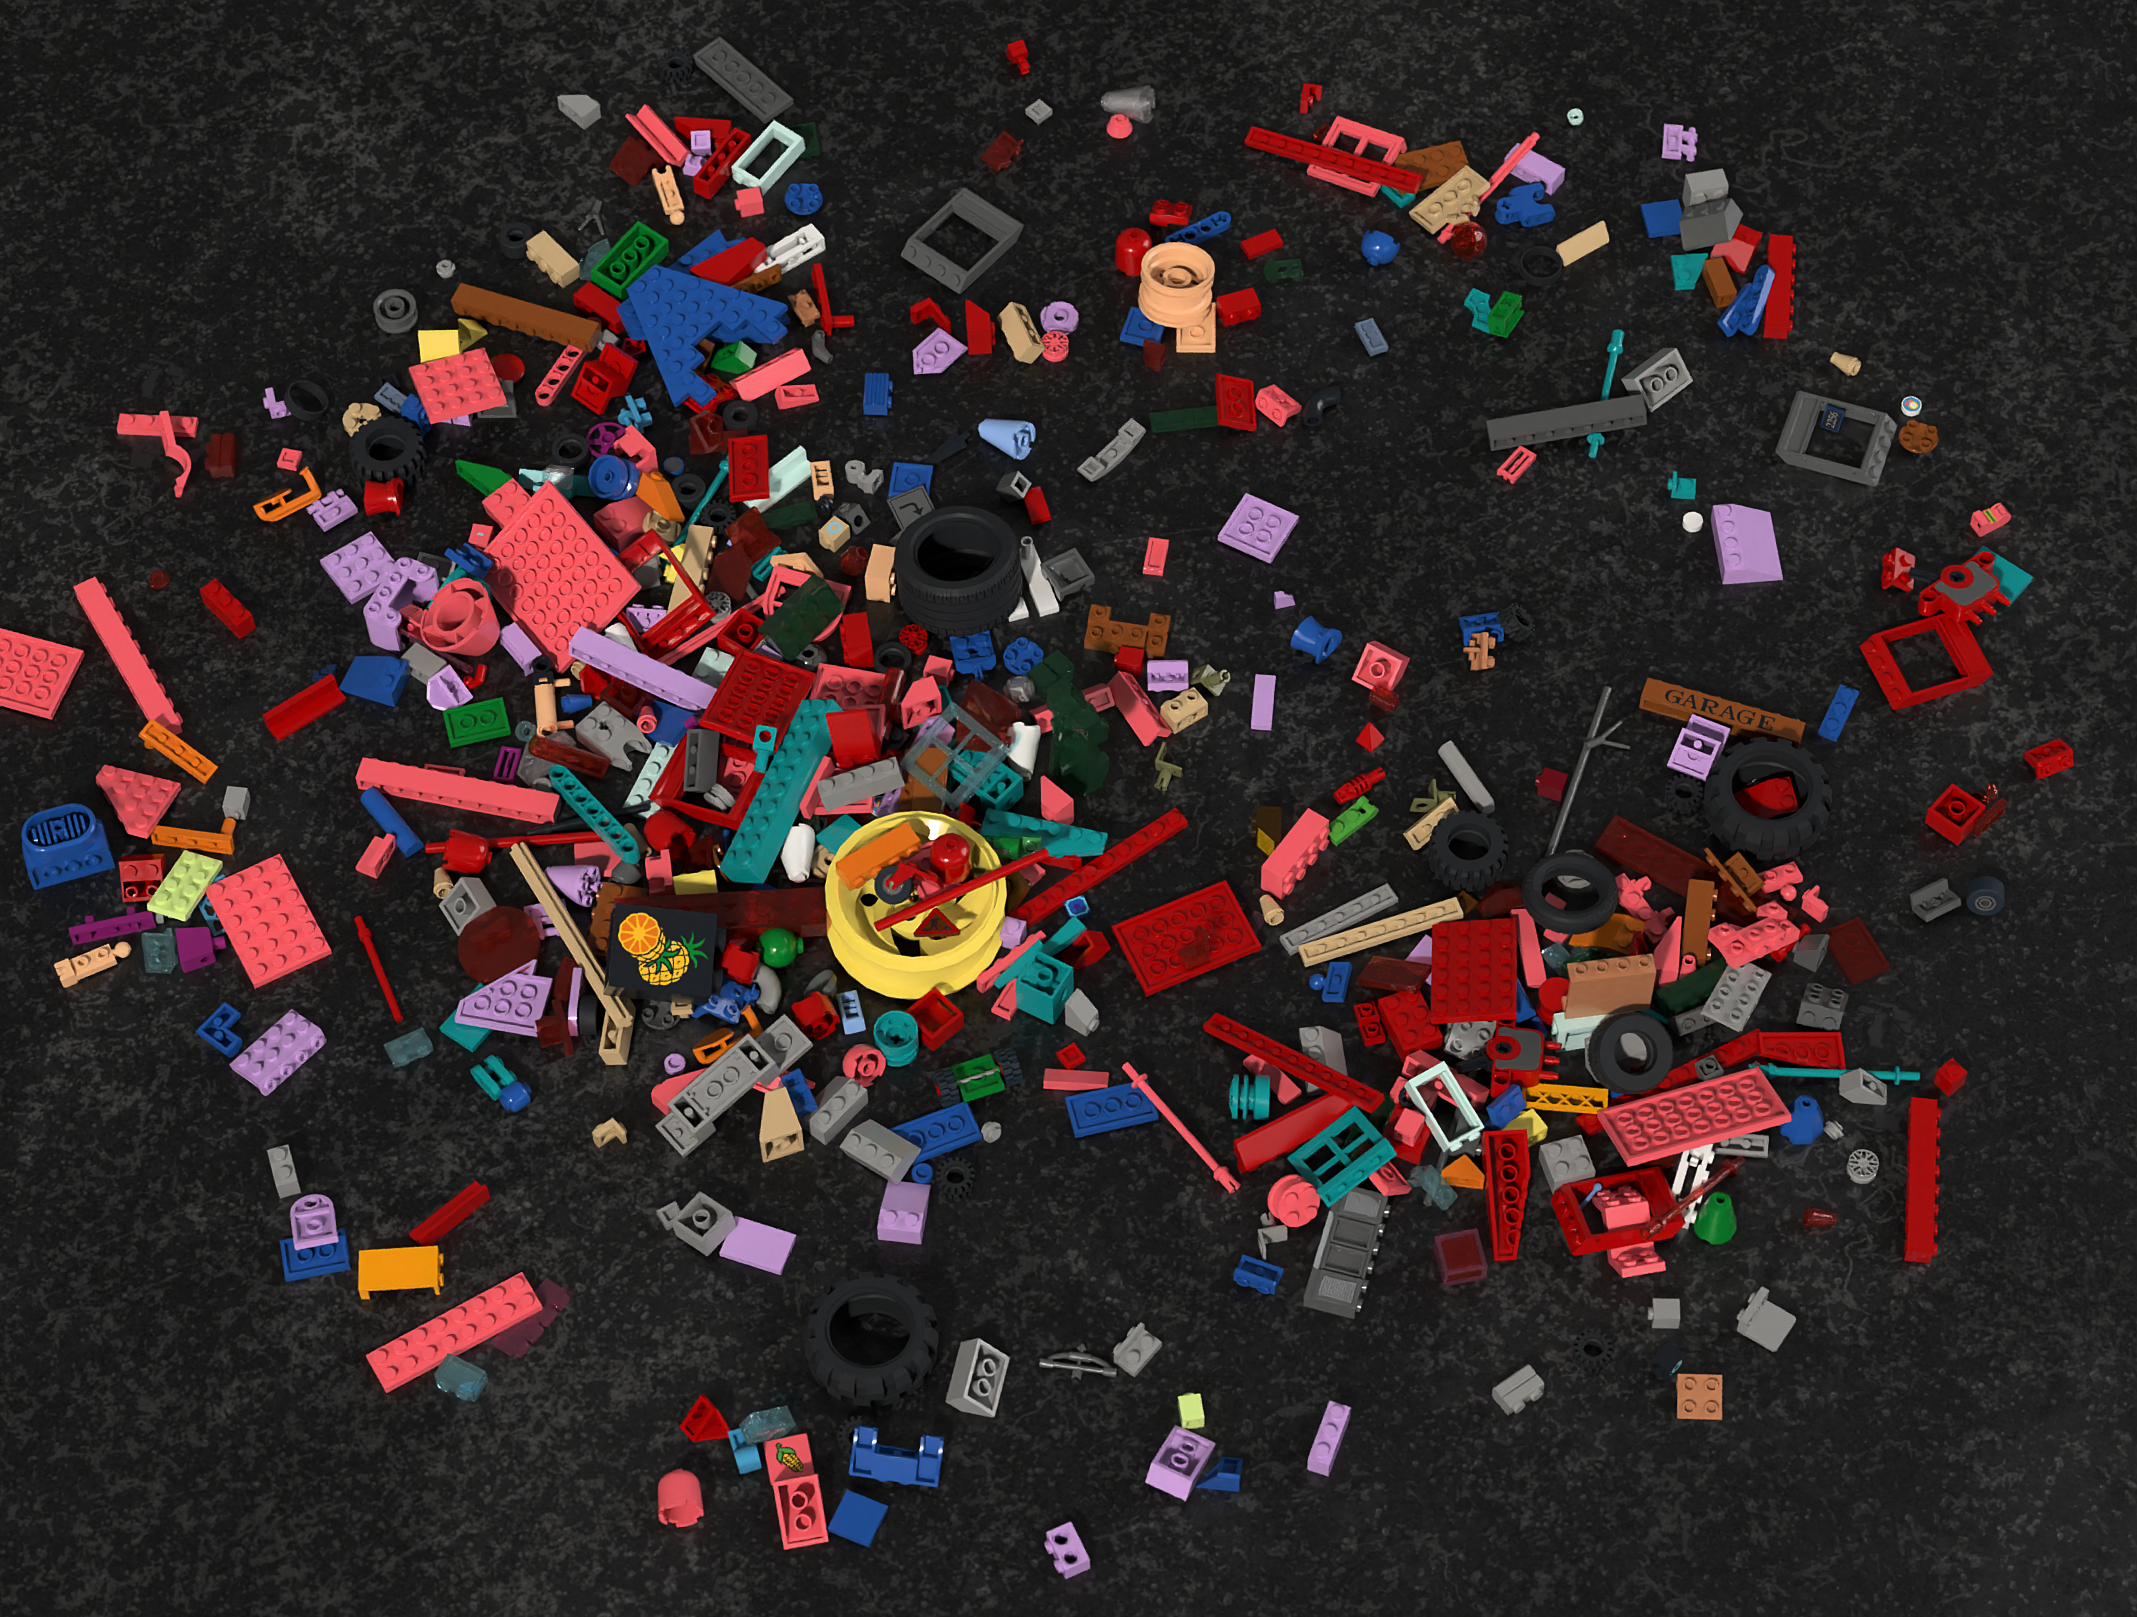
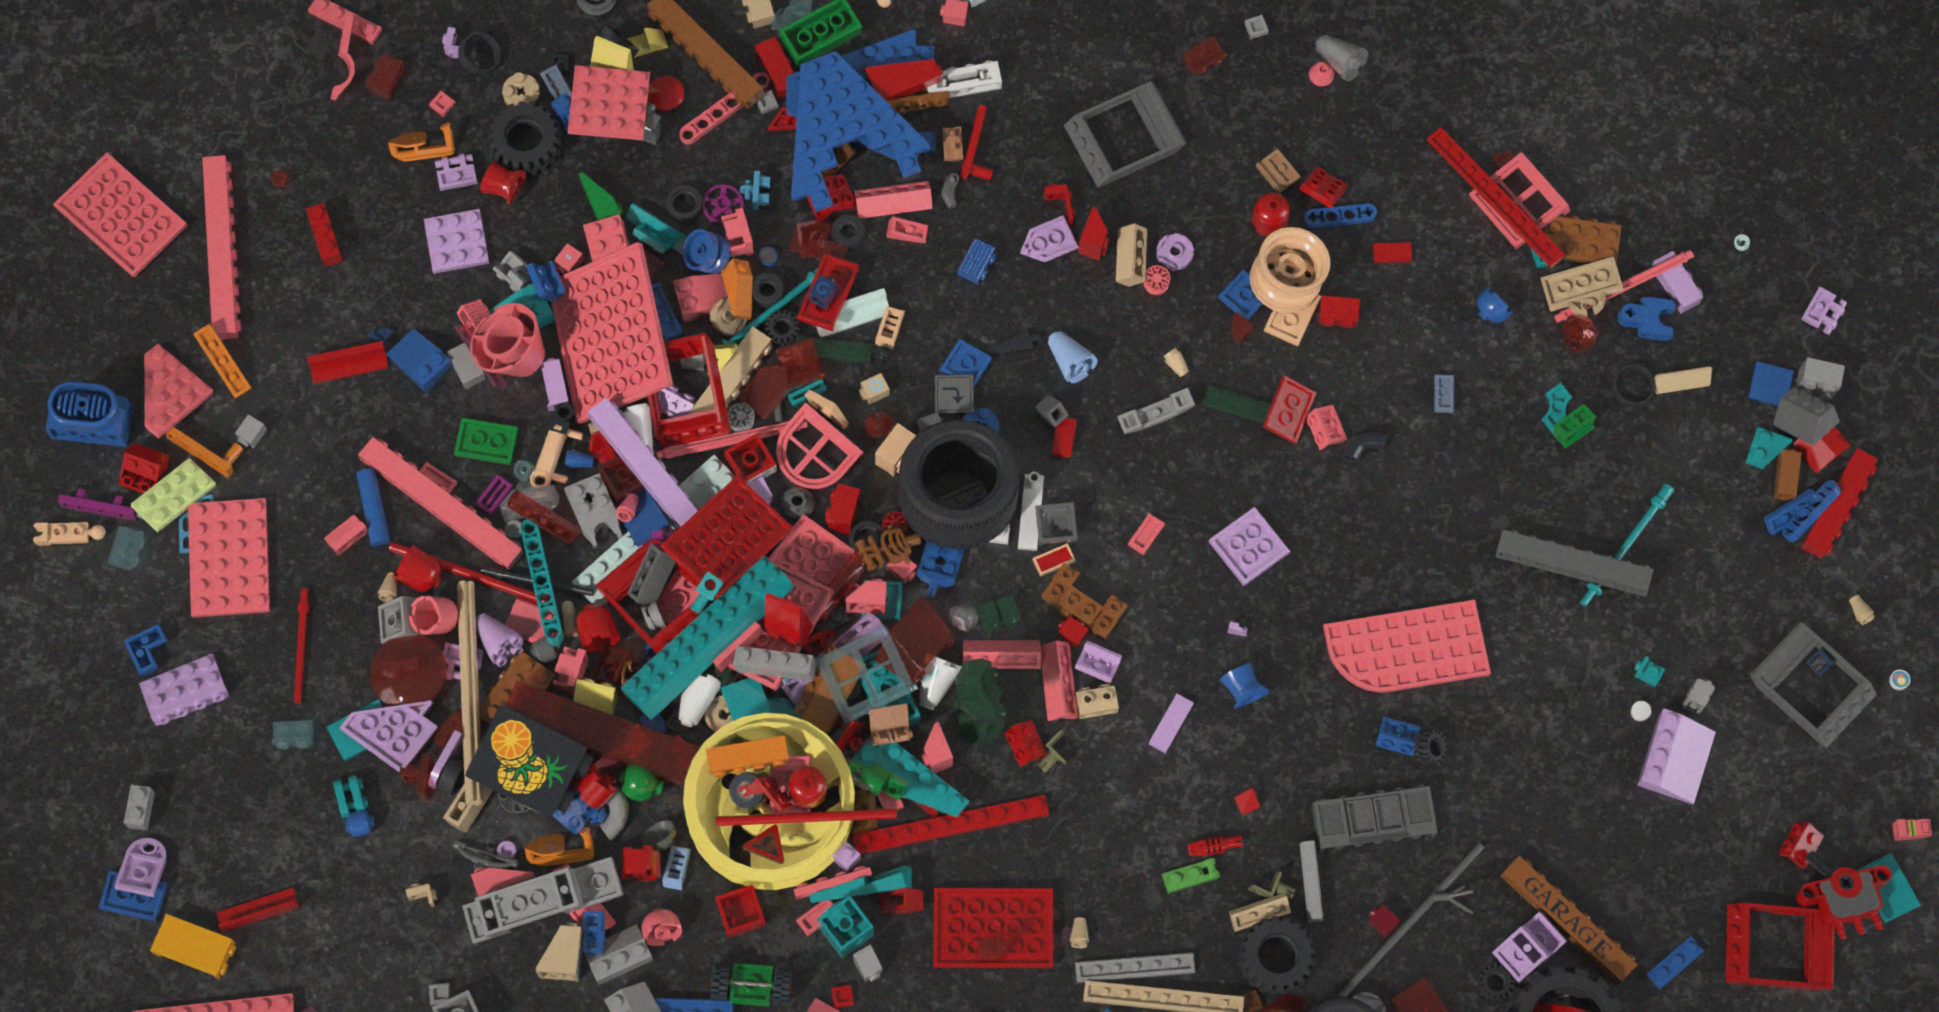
camera: 20 degrees right, 15 degrees up
(197, 947) = (159, 558): magenta torso -> none
(404, 584) = (473, 284): lavender windscreen -> none
(442, 568) = (519, 276): none -> light grey plate
(447, 690) = (474, 399): lavender slope -> none
(478, 679) = (507, 398): red arm -> none
(500, 882) = (433, 615): none -> coral cylinder
(559, 475) = (660, 228): clear brick -> none
(604, 378) = (745, 143): red bracket -> none
(656, 1075) = (488, 852): none -> dark grey piece
(734, 358) = (868, 170): green slope -> none
(745, 465) = (823, 291): none -> dark blue brick
(801, 618) = (802, 469): clear green brick -> none
(803, 198) = (1004, 28): blue dish -> none
(849, 512) = (897, 371): dark grey bracket -> none
(857, 475) = (923, 333): light grey leg -> none
(897, 1038) = (698, 905): teal wheel -> none
(919, 652) = (899, 549): none -> dark orange torso
(998, 794) = (889, 724): none -> nougat hinge
(1022, 656) = (982, 585): blue dish -> none
(1077, 907) = (914, 854): blue tile -> none
(1078, 611) = (1053, 559): none -> red tile
(1109, 405) = (1176, 362): none -> tan cone
(1120, 216) = (1278, 171): none -> medium nougat plate
(1133, 771) = (1025, 743): none -> red bracket
(1211, 679) = (1133, 680): olive bracket -> none
(1267, 828) = (1111, 858): dark brown slope -> none
(1271, 269) = (1390, 280): clear green piece -> none
(1295, 854) = (1123, 892): coral brick -> none
(1309, 93) = (1509, 112): red bracket -> none
(1380, 666) = (1289, 737): coral slope -> none
(1384, 698) = (1277, 769): clear red brick -> none
(1452, 552) = (1409, 647): none -> coral plate
(1478, 651) = (1382, 761): nougat hips -> none
(1496, 702) = (1374, 817): none -> dark grey window
(1508, 475) = (1497, 589): coral tile -> none
(1658, 378) = (1680, 551): light grey slope -> none
(1739, 484) = (1698, 696): none -> light grey brick
(1918, 437) = (1889, 715): dark orange dish -> none

